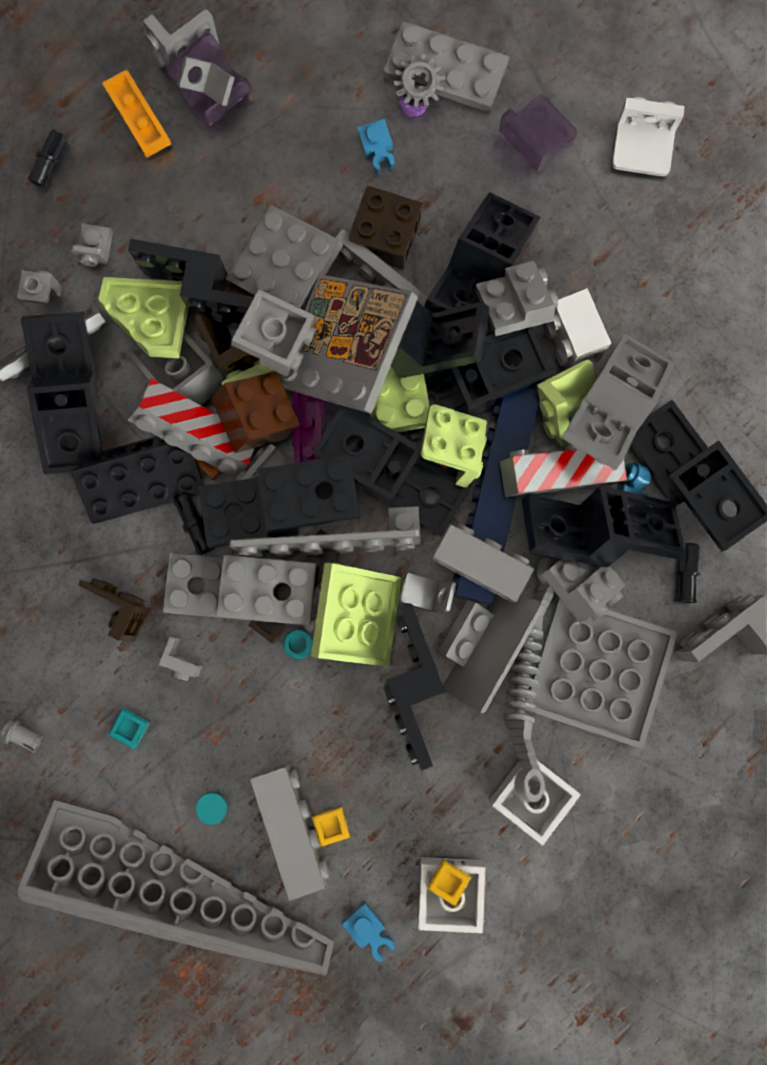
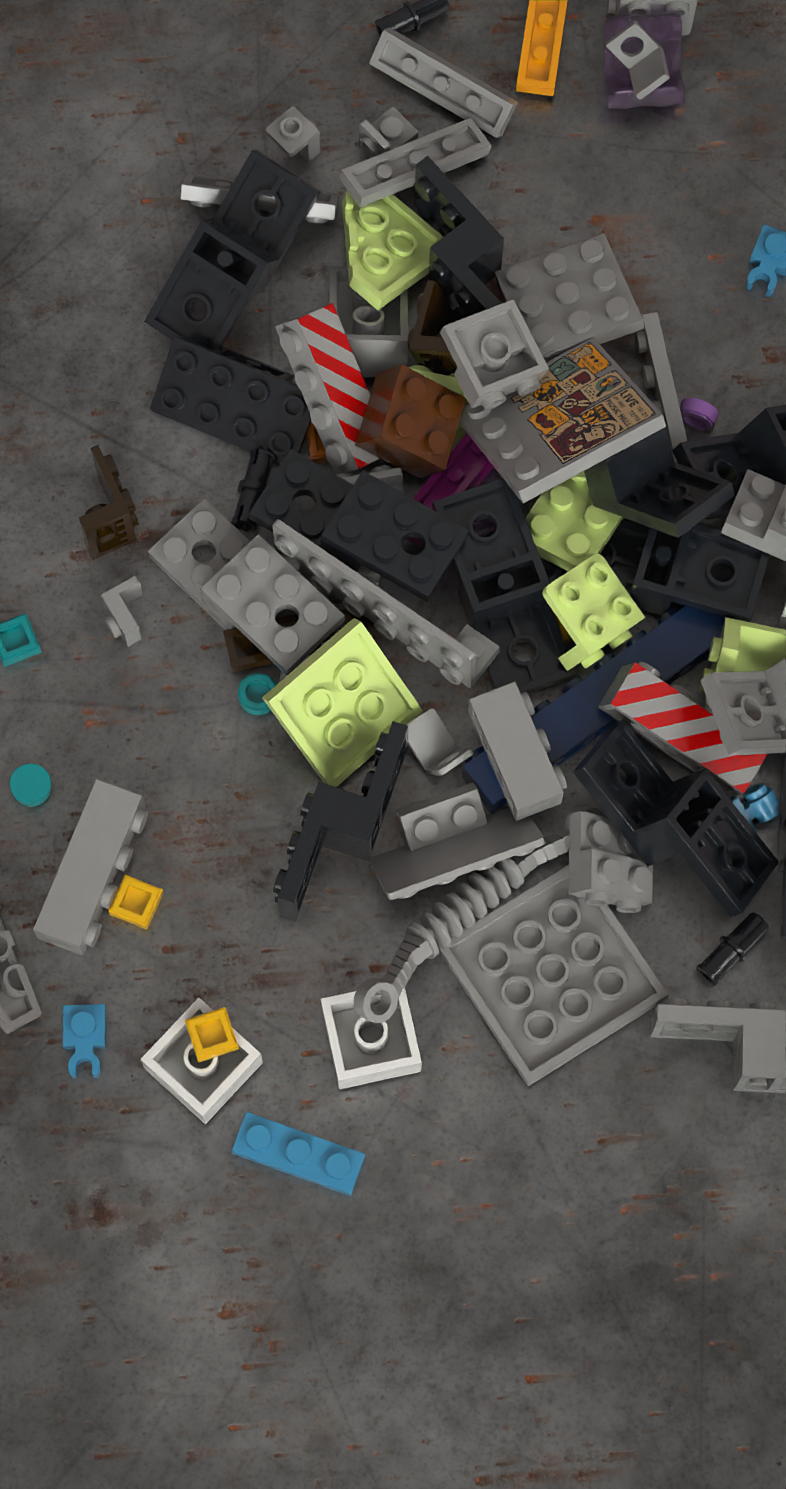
camera: 35 degrees right, 10 degrees down
(99, 185) = (443, 82): none -> light grey plate
(116, 260) = (395, 169): none -> light grey plate
(386, 223) = (709, 344): dark brown bracket -> none
(414, 271) = (698, 414): none -> medium lavender tile
(546, 895) = (298, 1153): none -> dark azure plate

